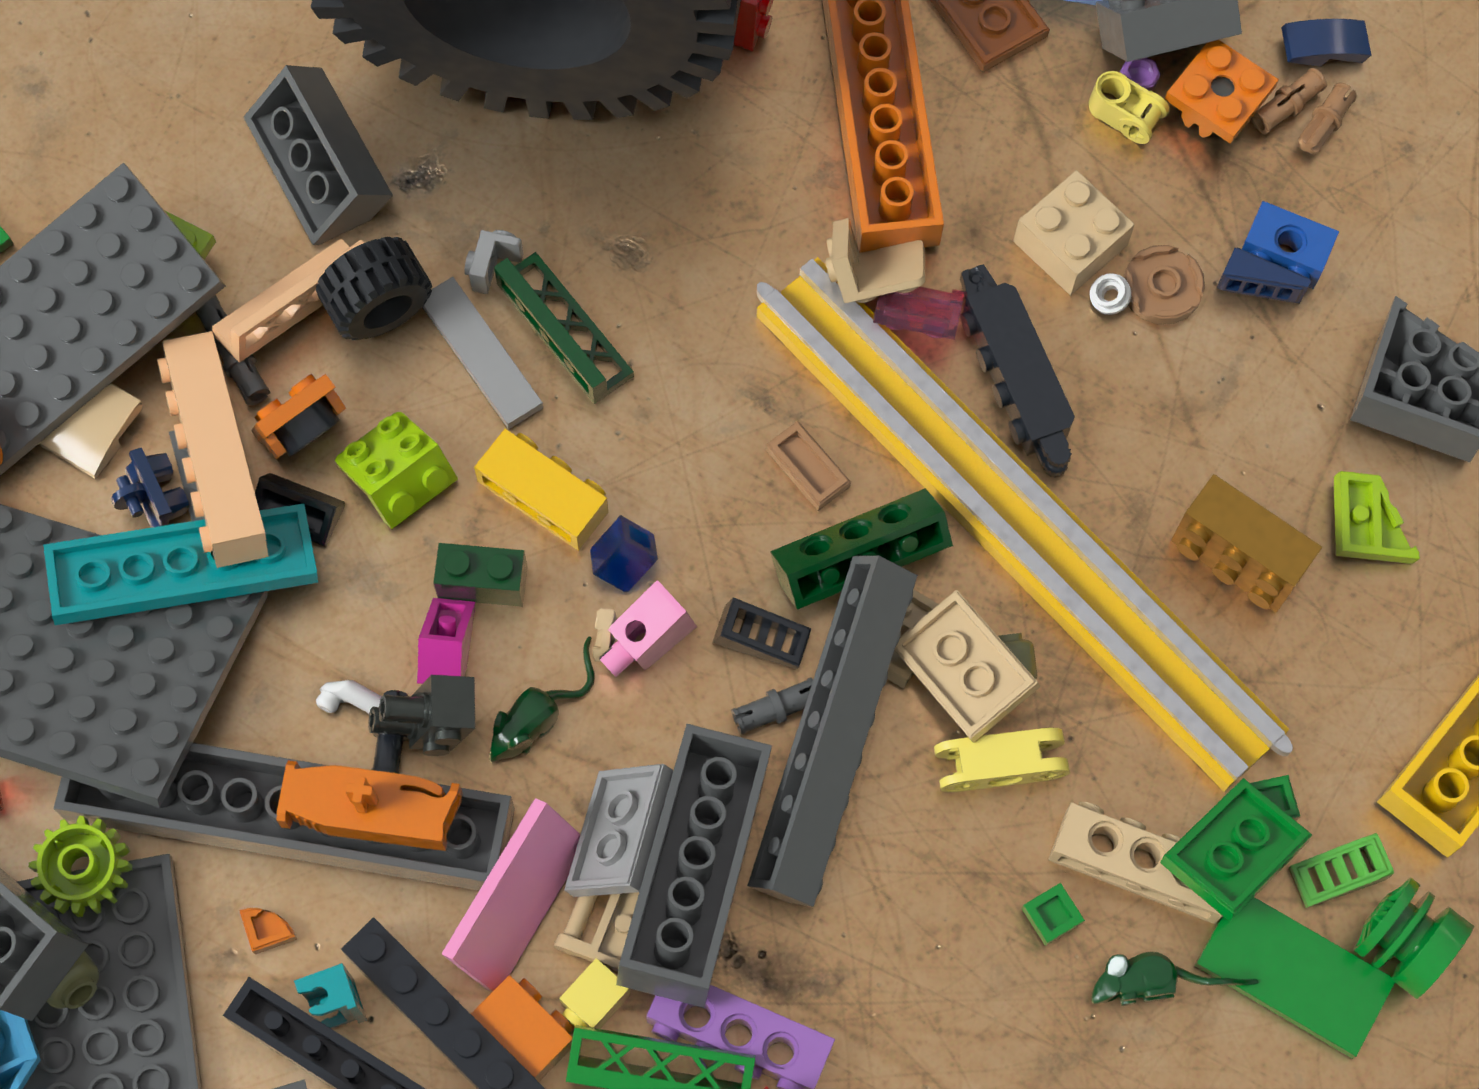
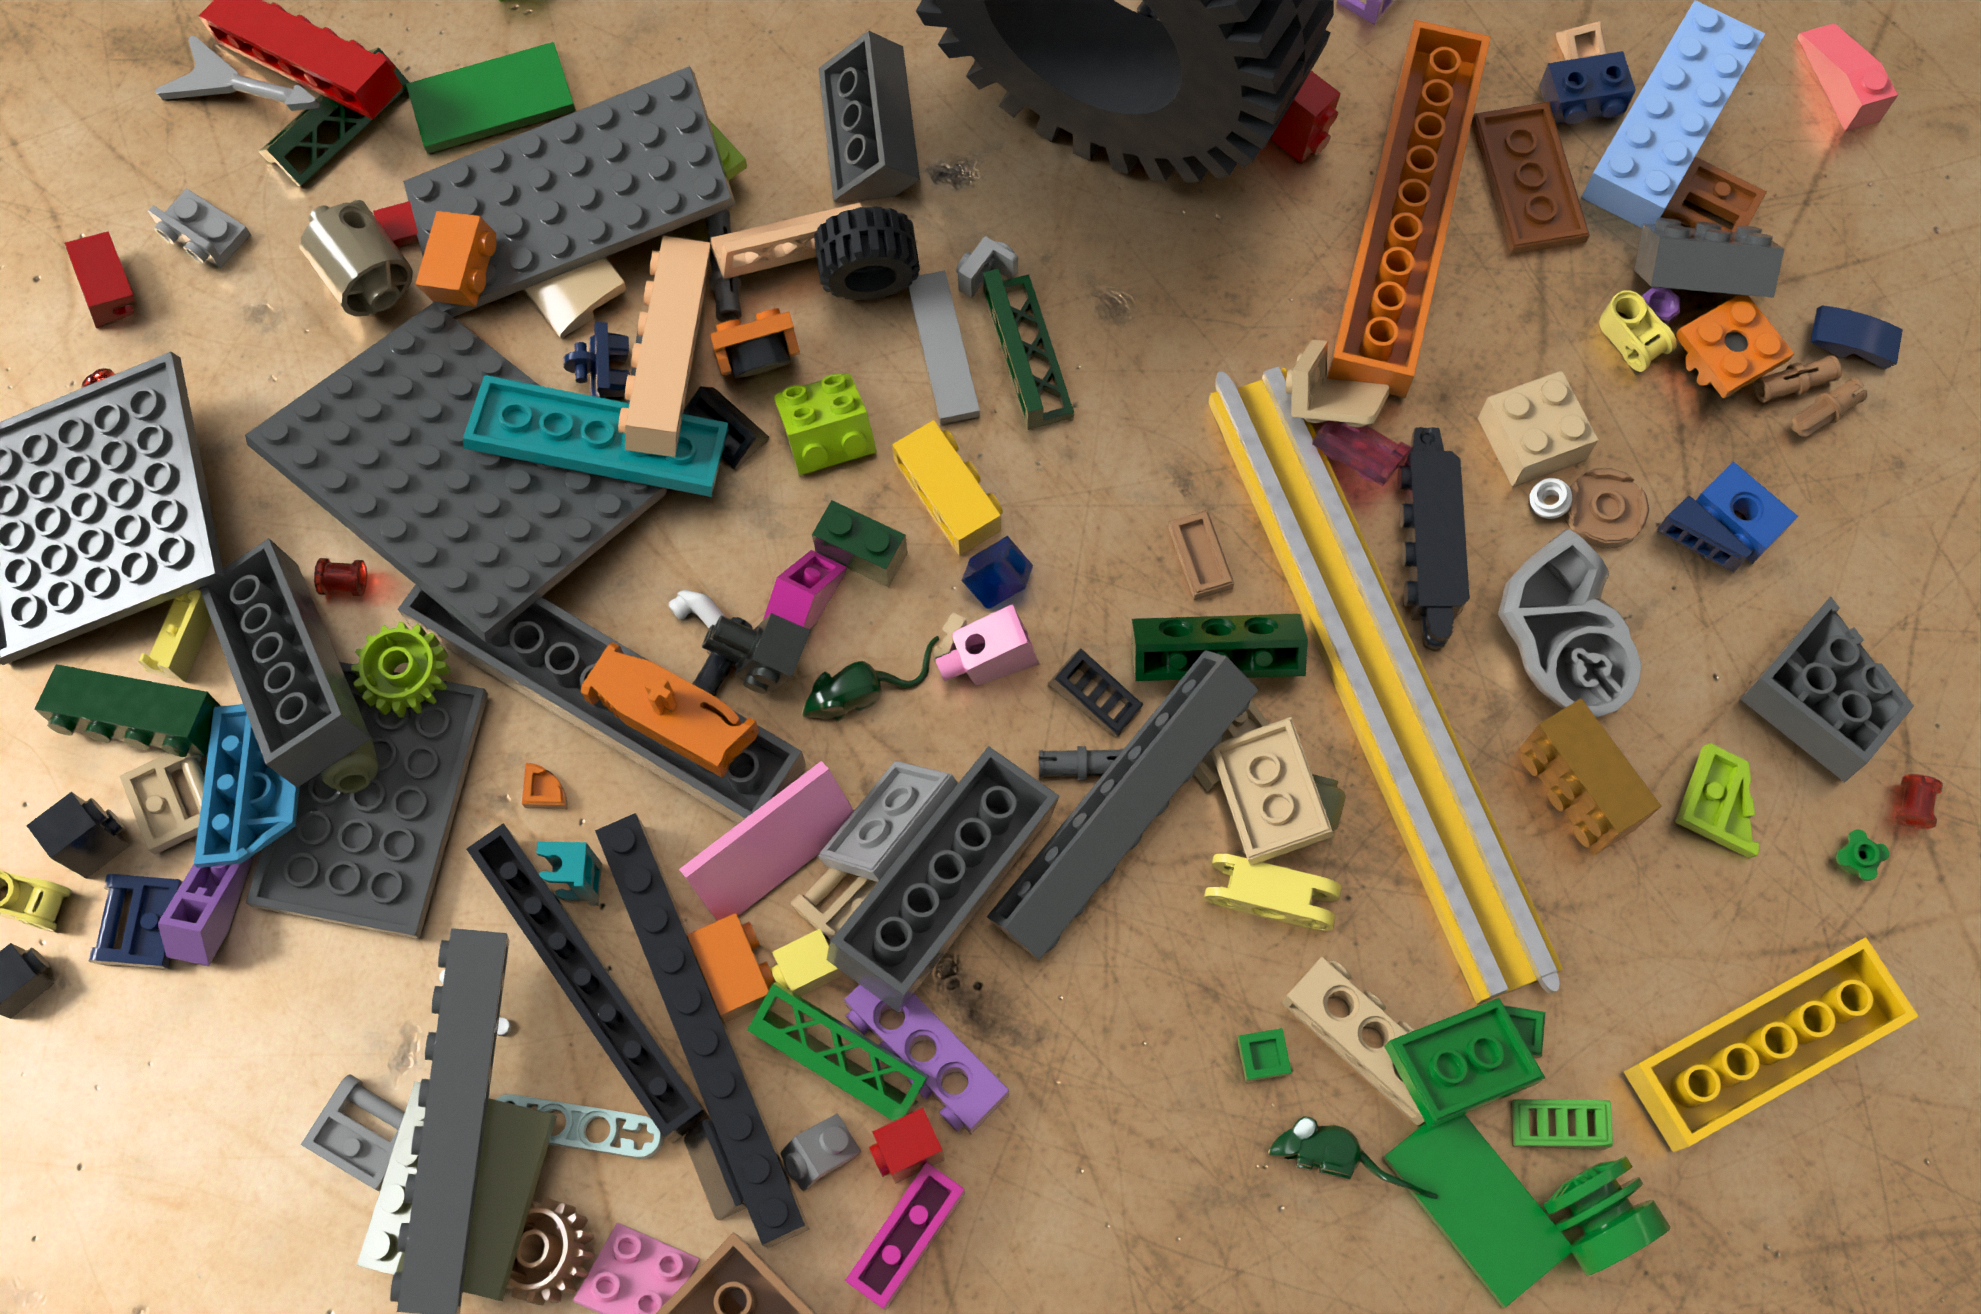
camera: 25 degrees right, 0 degrees up
(1175, 417) = (1565, 631): none -> light grey piece

